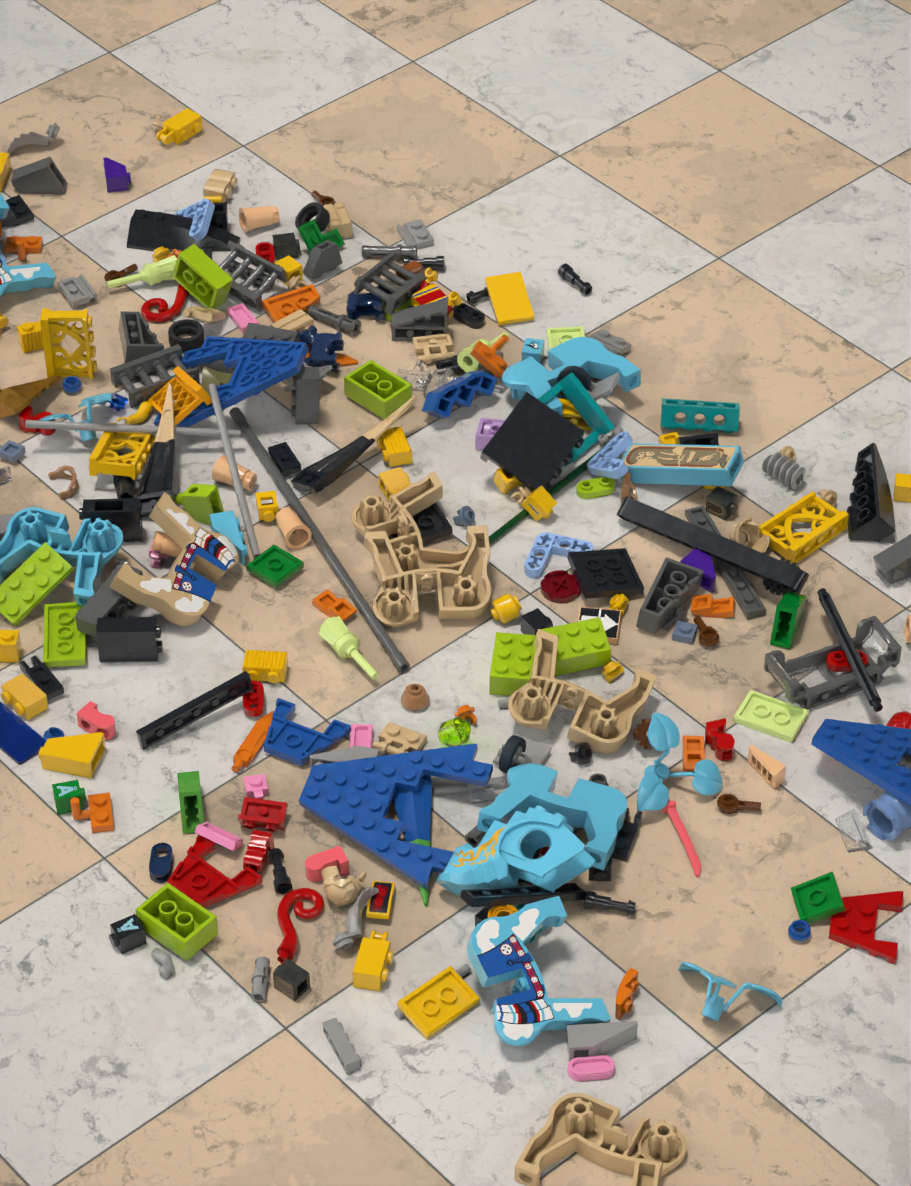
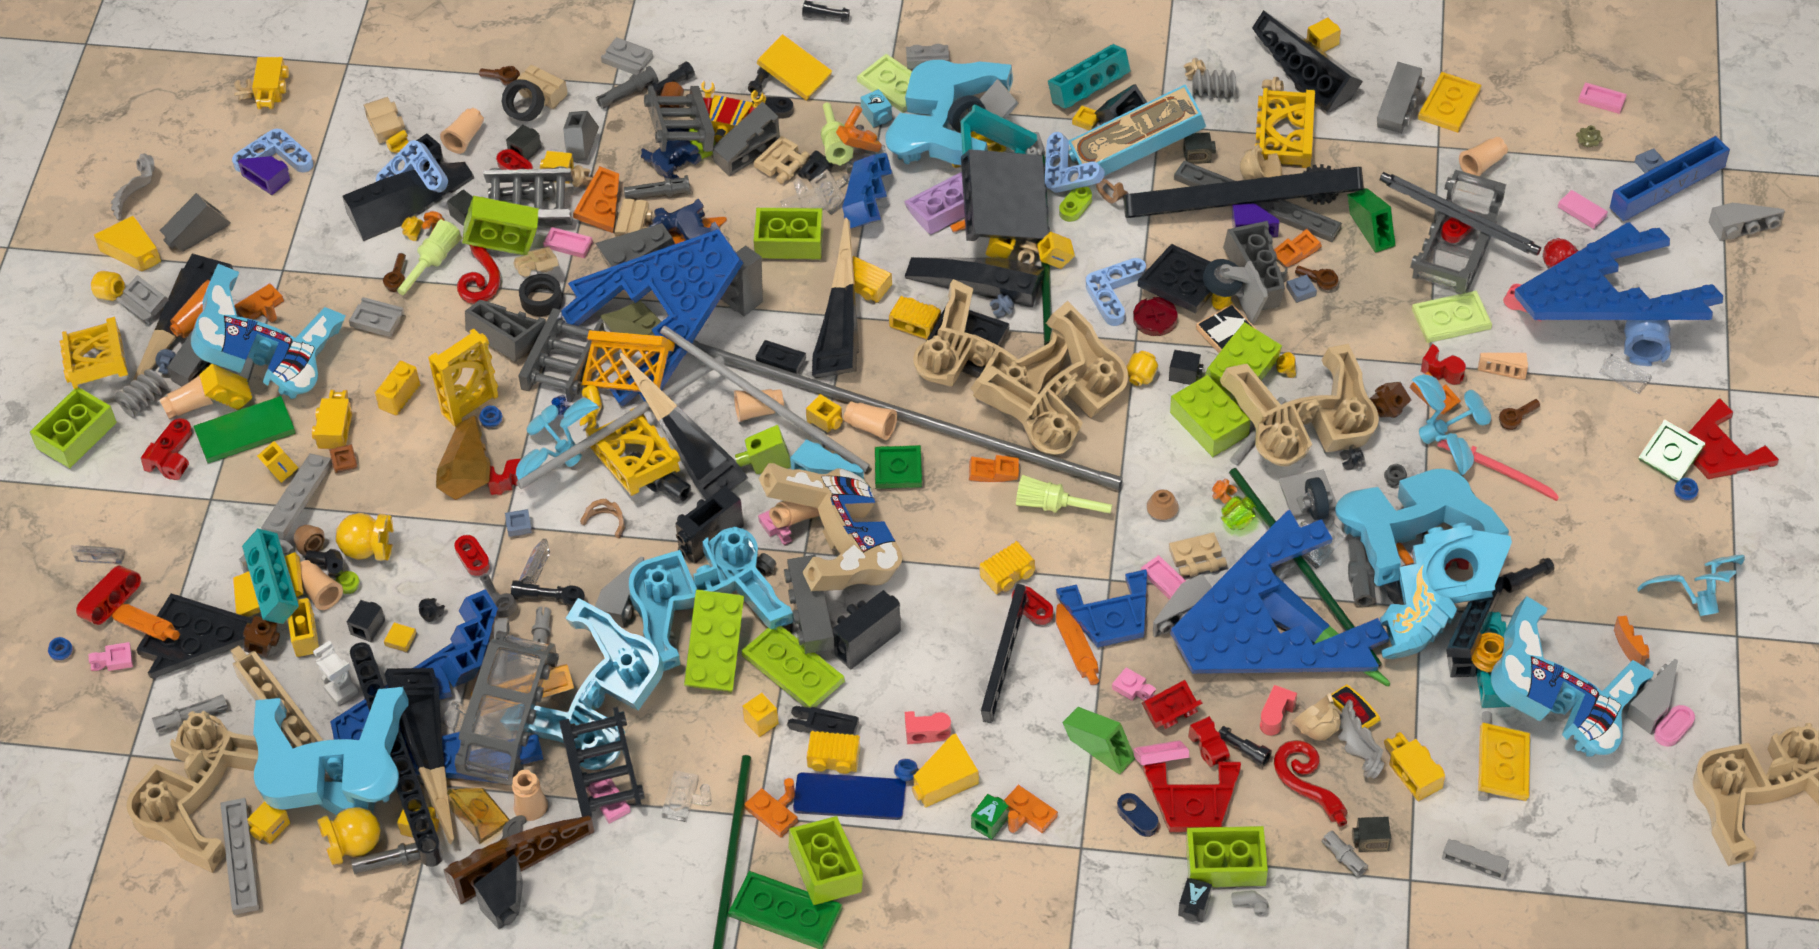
camera: 40 degrees left, 10 degrees up
(138, 163) = (272, 145): none -> light blue beam
(312, 235) = (551, 118): green plate -> none
(458, 792) = (1300, 561): none -> dark green piece
(485, 498) = (985, 275): none -> black wedge
(628, 587) = (1229, 279): none -> plate

